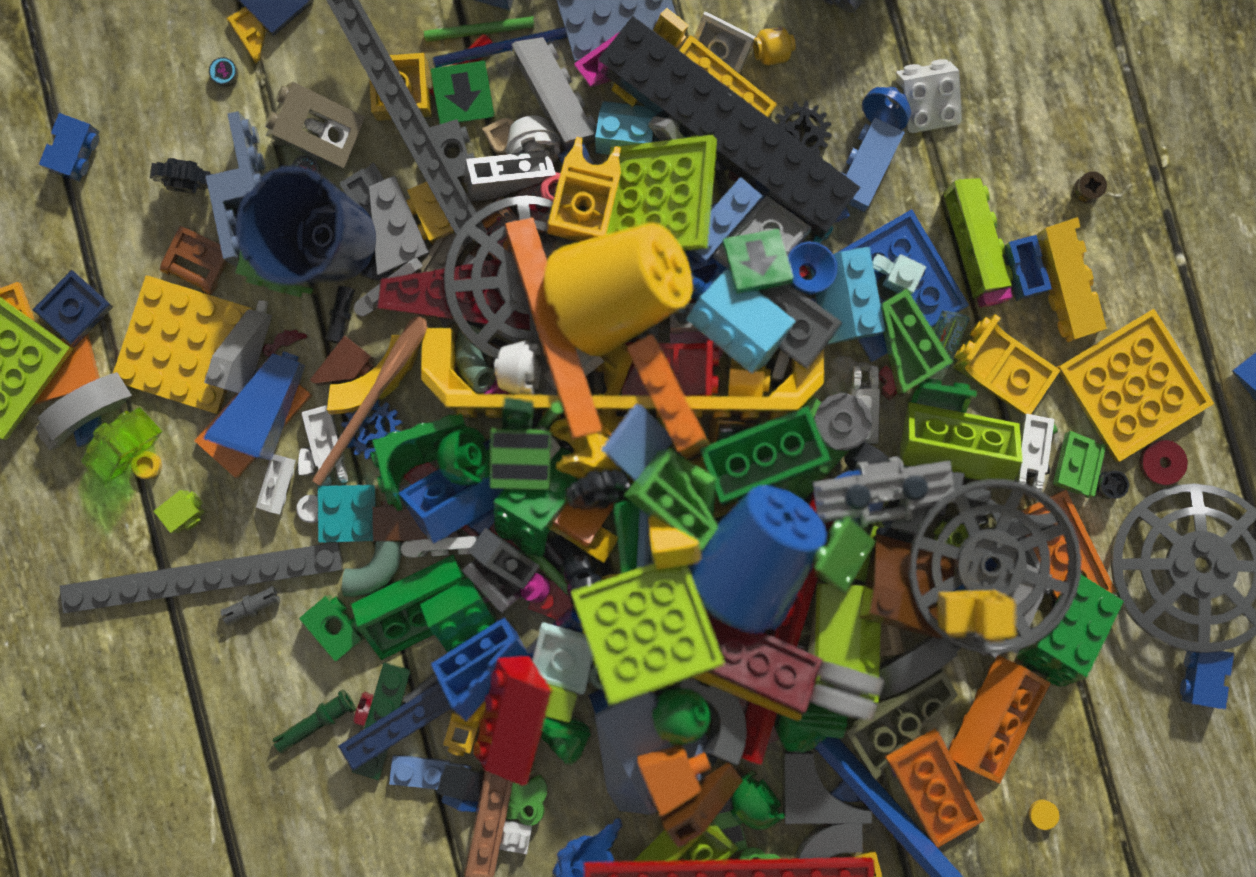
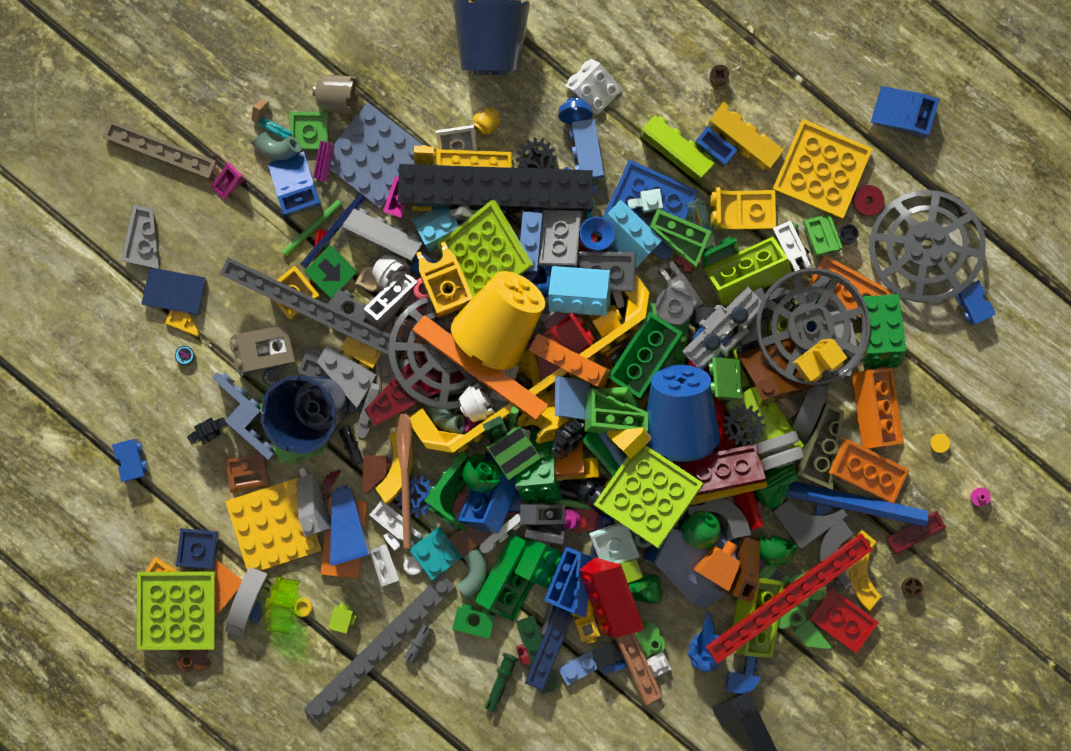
camera: 35 degrees left, 0 degrees up
(757, 261) = (565, 251): tile -> none
(836, 618) = (747, 416): none -> black gear
(994, 297) = (710, 175): dark pink tile -> none

